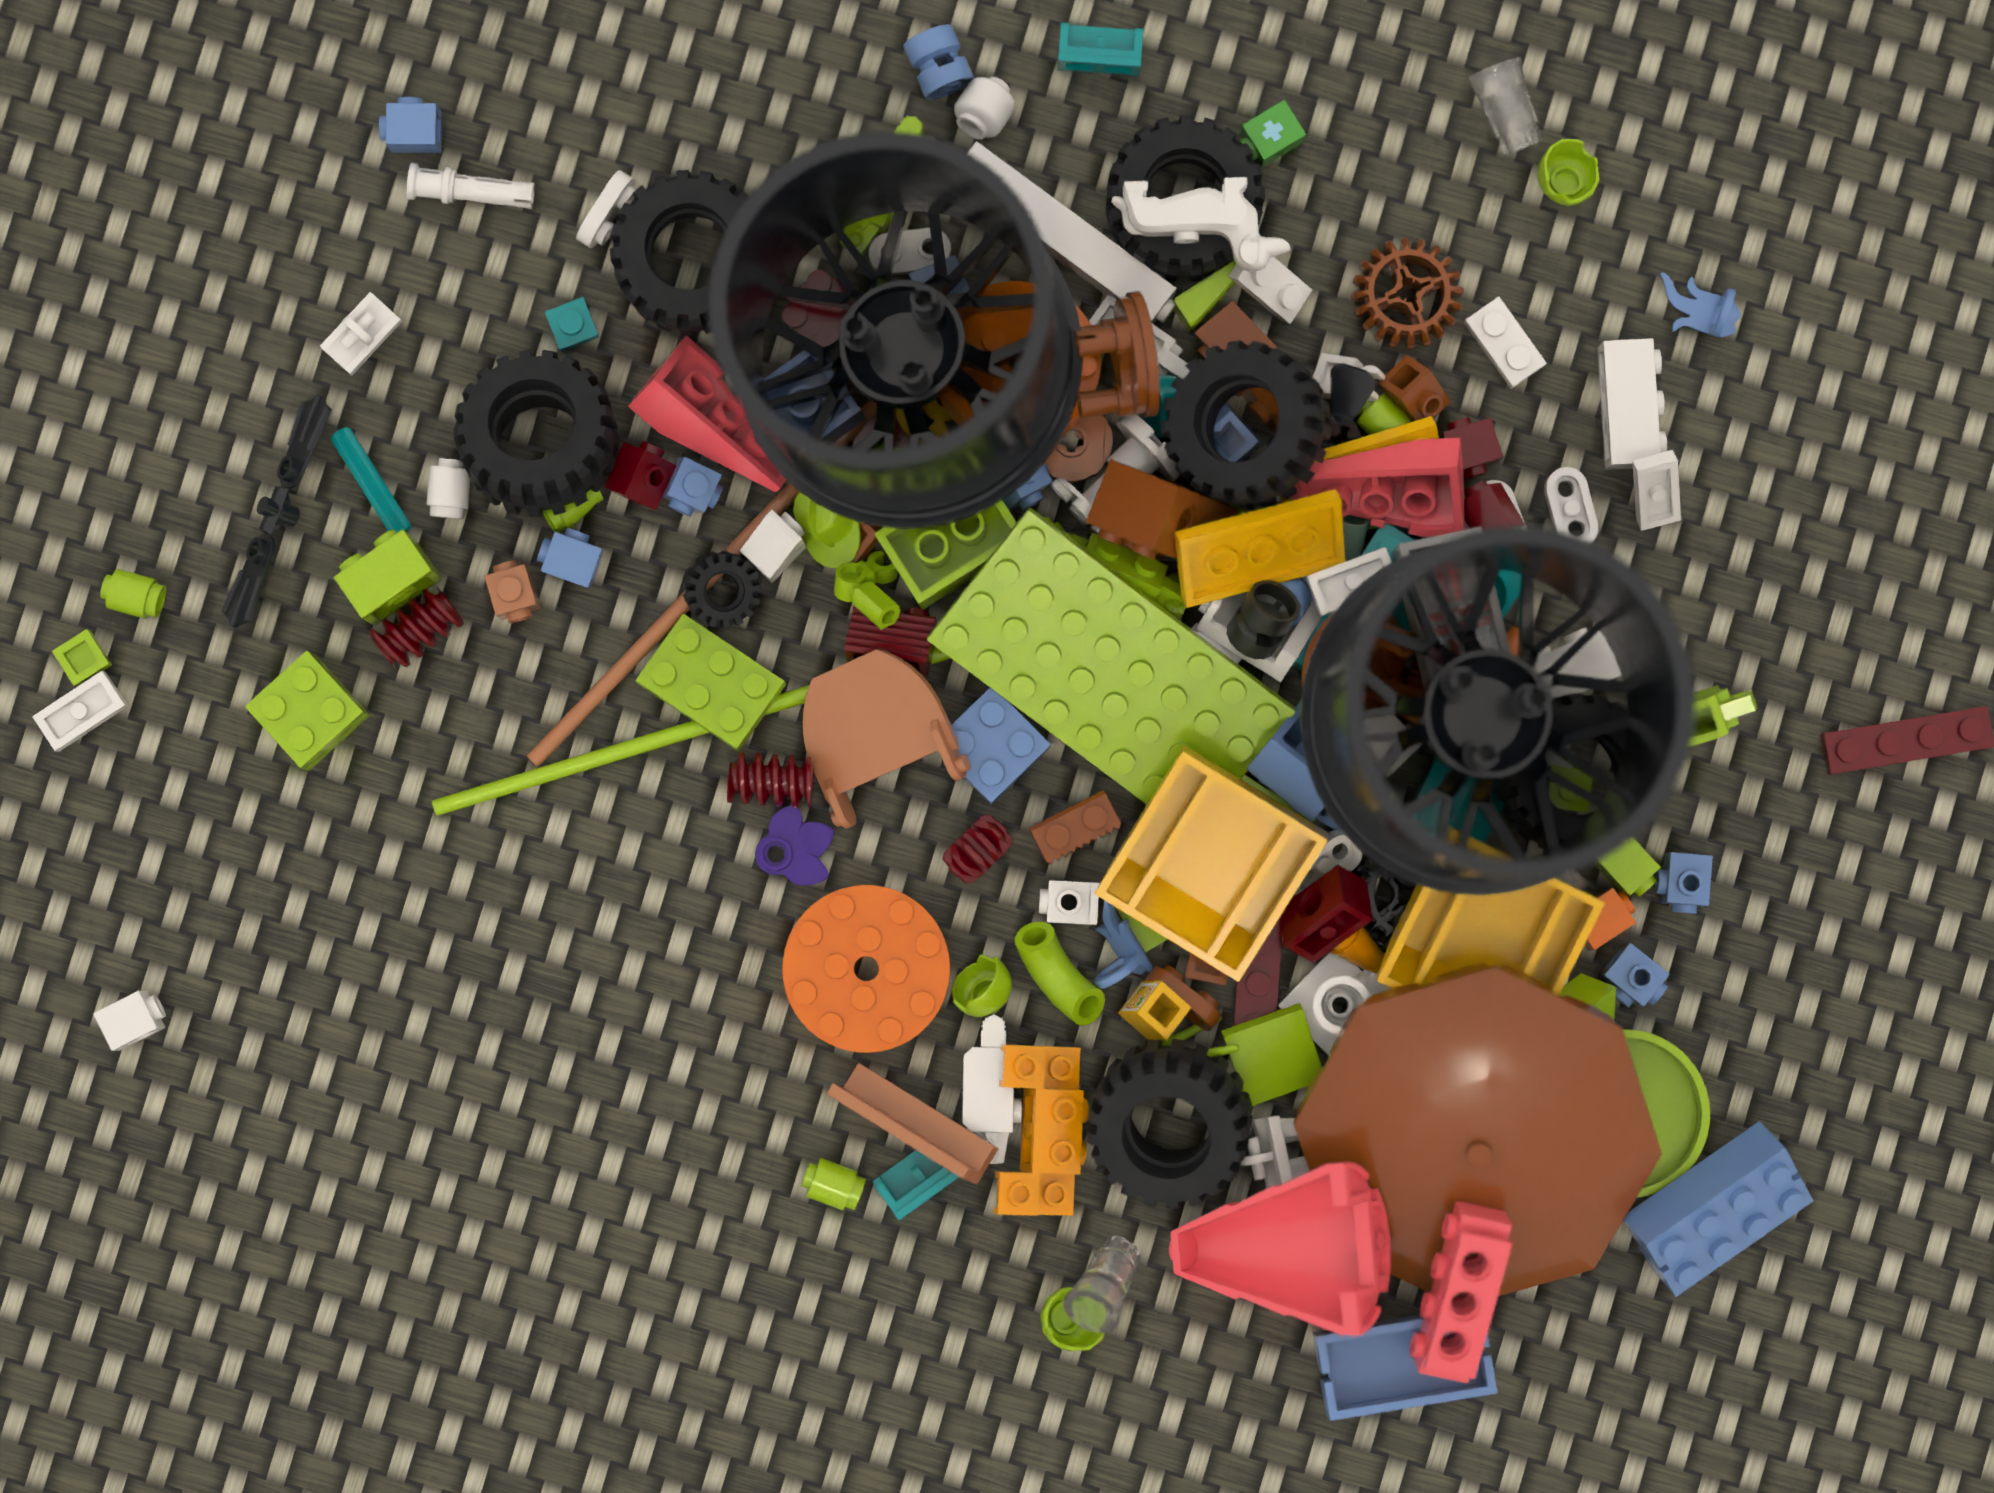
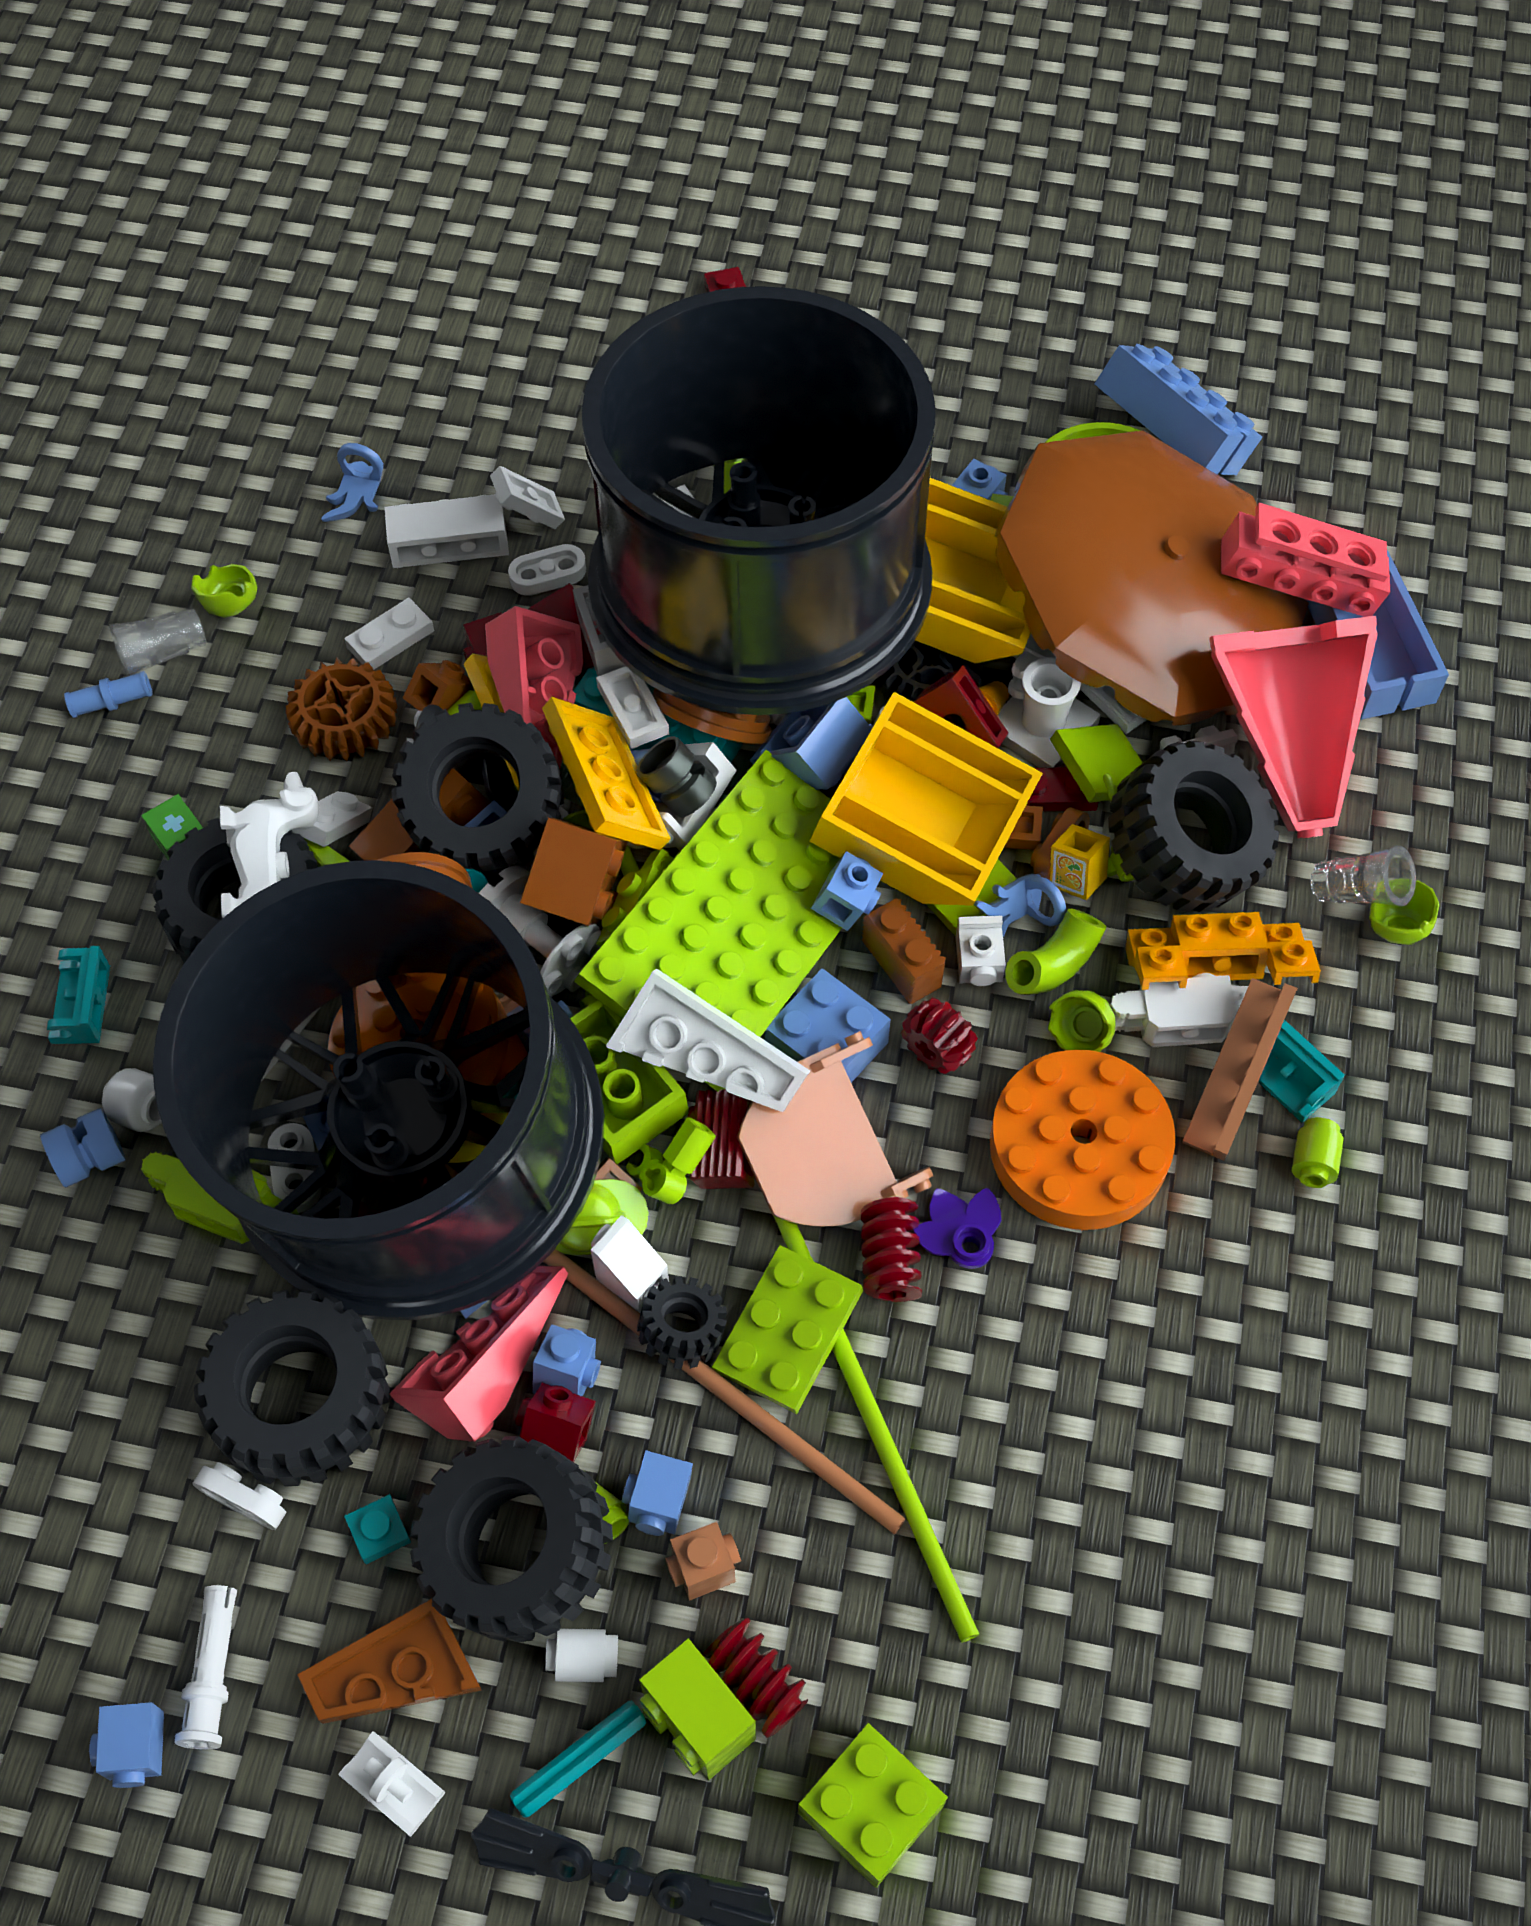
camera: 95 degrees left, 25 degrees down
(453, 333) = (391, 1668): none -> dark orange wing
(964, 607) = (693, 1037): none -> white wing
(1126, 777) = (848, 891): none -> medium blue brick
(1448, 59) = (108, 694): none -> medium blue pin

